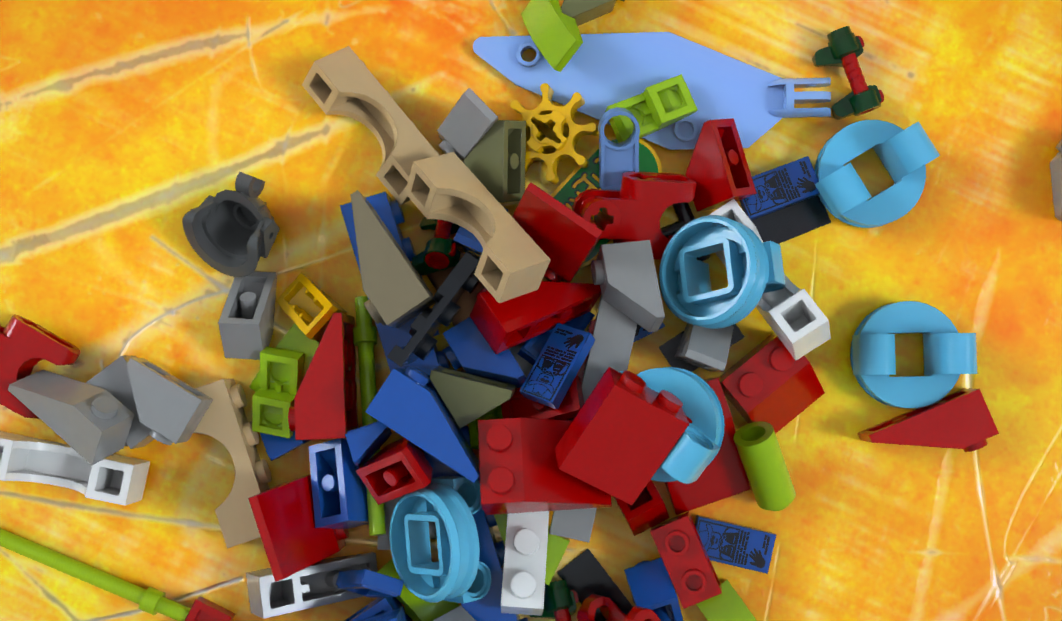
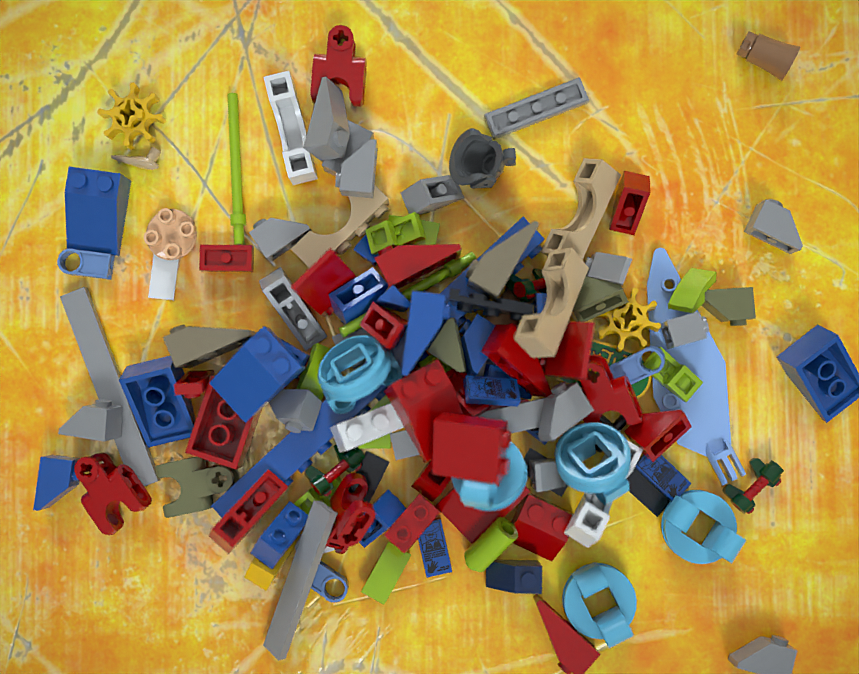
camera: 70 degrees right, 0 degrees up
(201, 558) = (277, 236): none -> light grey slope
(202, 115) = (536, 108): none -> light grey tile
(308, 306) = (453, 226): yellow slope -> none
(369, 583) = (310, 341): blue tile -> none
(393, 52) = (630, 202): none -> red slope
(599, 64) = (684, 329): none -> light grey brick
(822, 452) = (515, 576): none -> dark blue slope

